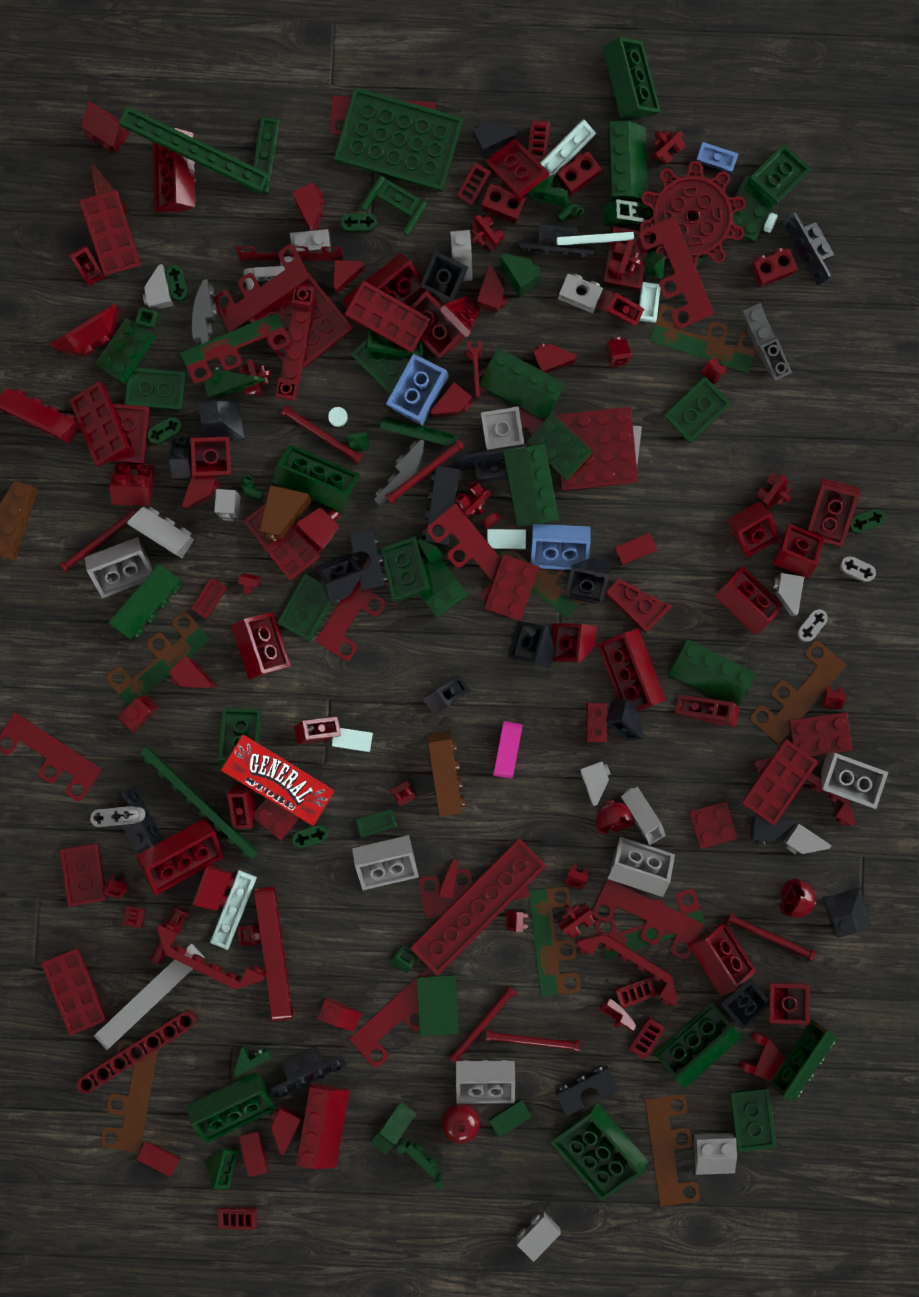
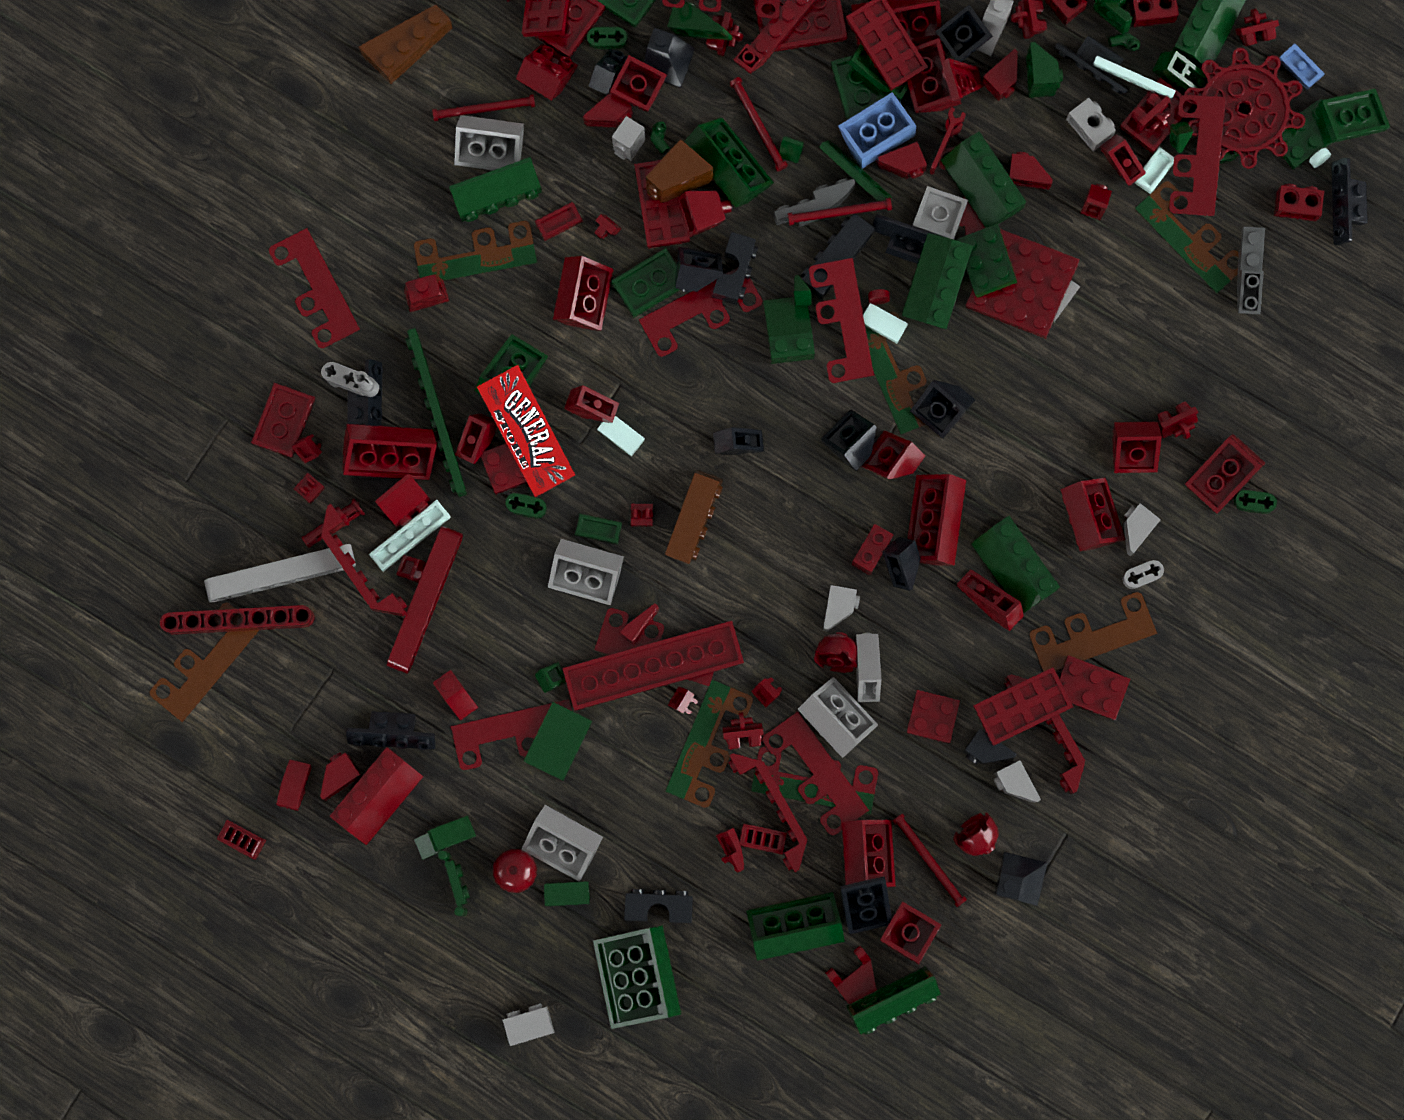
camera: 30 degrees right, 5 degrees down
(74, 991) = (209, 527): dark red plate -> none
(158, 1158) = (197, 737): dark red tile -> none
(162, 531) = (549, 131): light grey slope -> none
(190, 675) = (497, 283): dark red slope -> none
(221, 1168) = (254, 781): dark green slope -> none
(230, 1107) = (297, 726): dark green slope -> none
(246, 1062) = (337, 690): dark green slope -> none
(338, 417) = (784, 115): light aqua tile -> none
(405, 569) = (766, 296): dark green plate -> none
(474, 501) = (871, 269): dark red hips -> none
(482, 1024) = (591, 784): dark red bar -> none
(508, 749) = (769, 528): dark pink beam -> none
(511, 587) = (862, 372): dark red plate -> none
(532, 1041) = (629, 827): dark red bar -> none
(559, 545) = (931, 356): medium blue slope -> none
(636, 549) = (1007, 403): dark red tile -> none
(637, 605) = (978, 459): dark red wing -> none
(652, 1042) = (765, 883): dark red slope -> none
(663, 1146) = (702, 1011): reddish brown piece -> none
(697, 410) = (1144, 300): dark green plate -> none
(713, 370) = (1181, 270): dark red tile -> none
(715, 1153) = (751, 1045): light grey slope -> none
(753, 1119) = (809, 1032): dark green plate -> none
(798, 551) = (1169, 492): dark red slope -> none
(834, 699) = (1125, 658): dark red tile -> none
(852, 779) = (1099, 745): light grey slope -> none
(860, 565) = (1224, 541): light grey beam -> none

